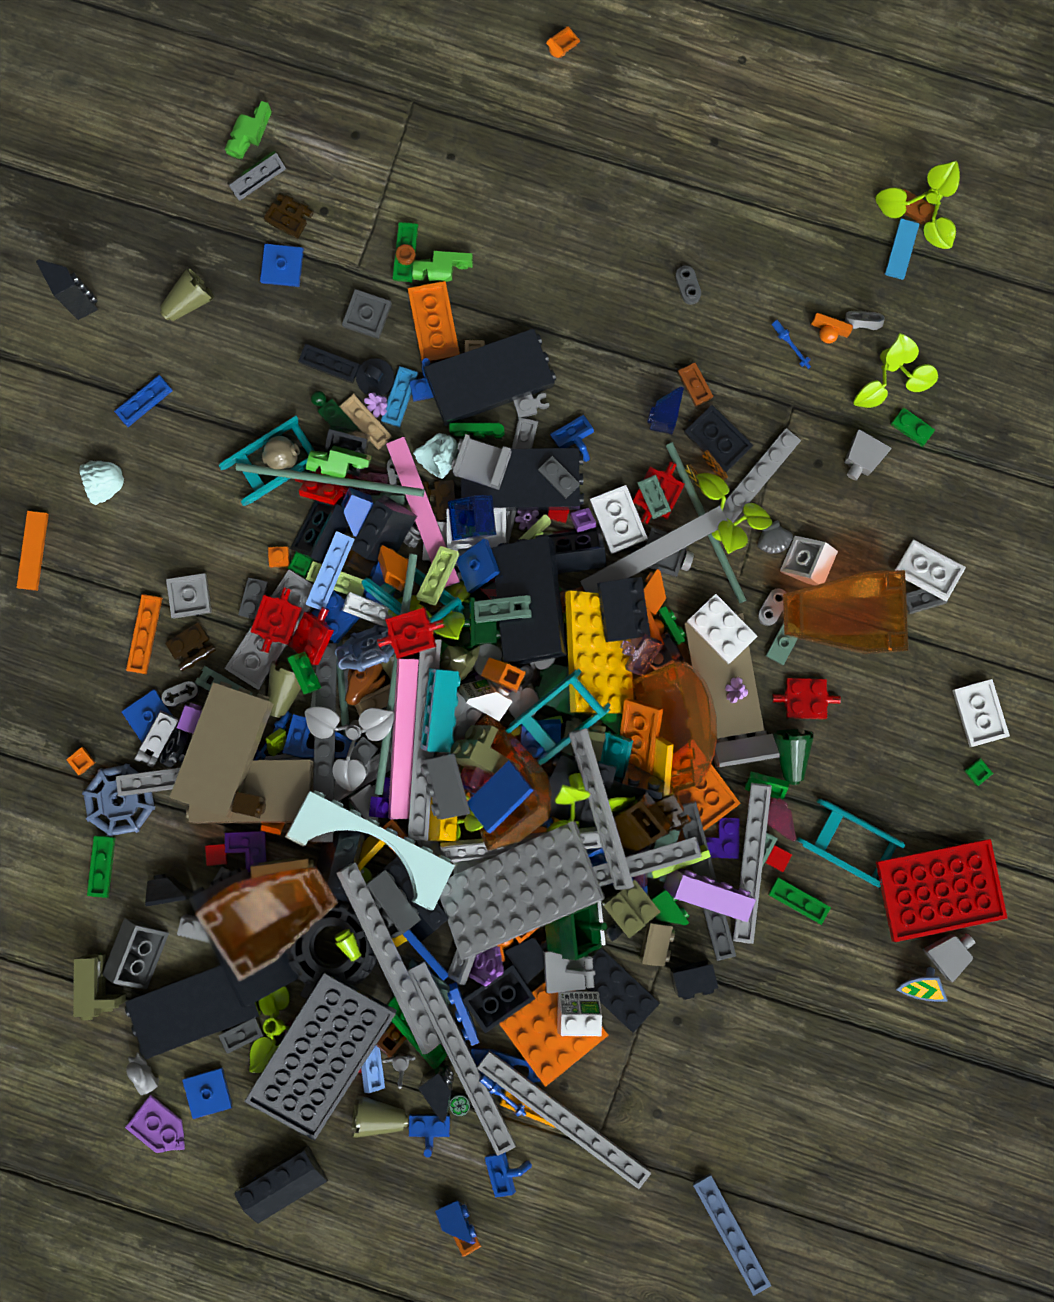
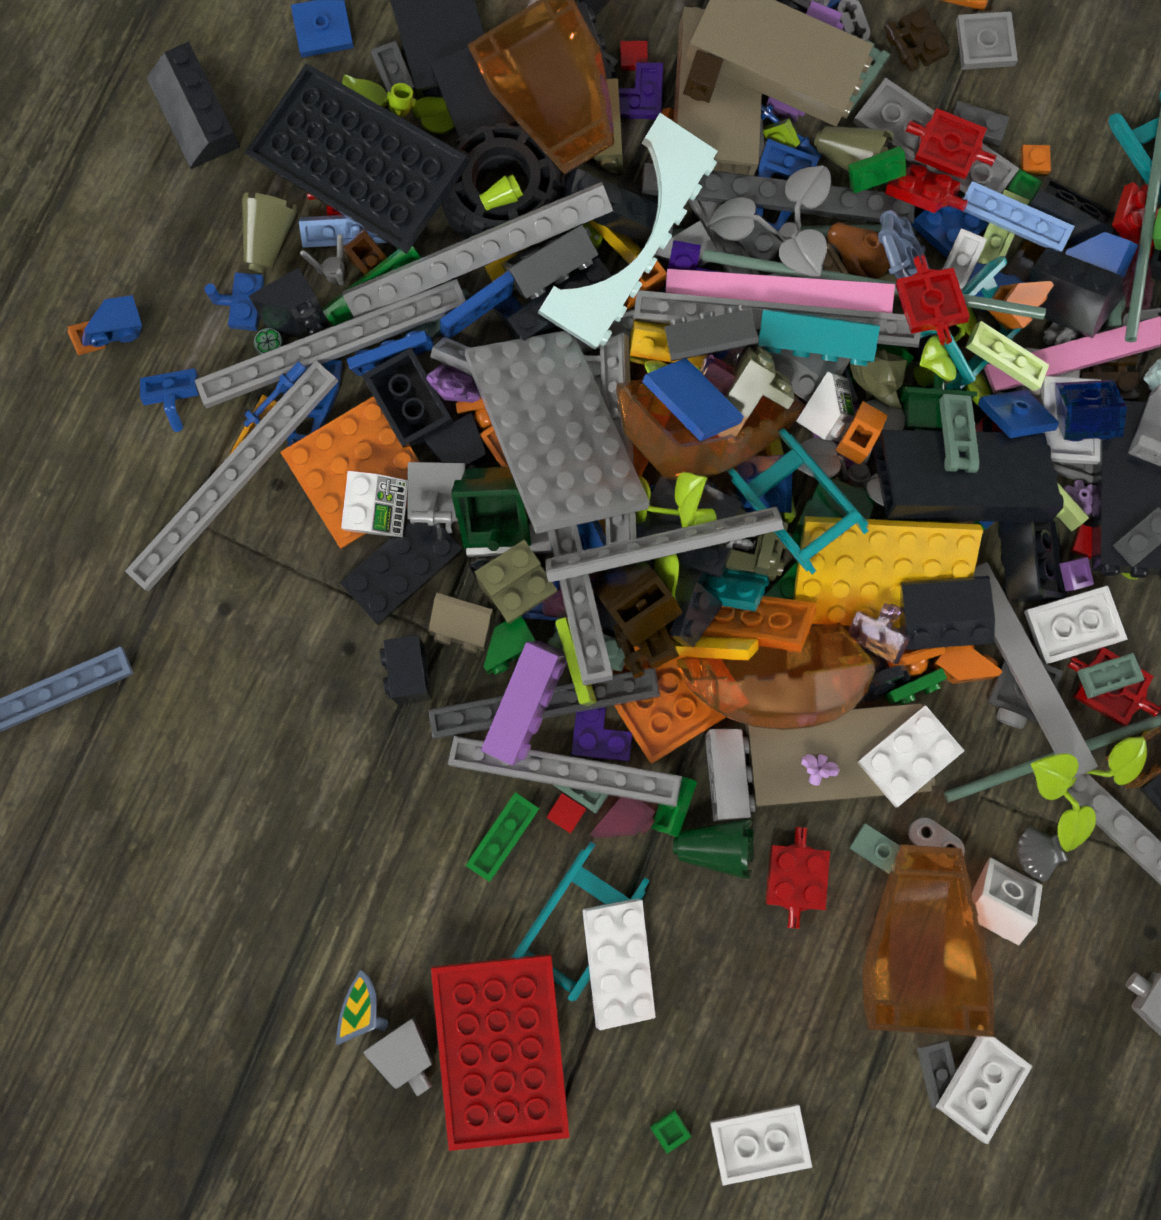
camera: 90 degrees right, 5 degrees down
(877, 815) = (618, 963): none -> white plate

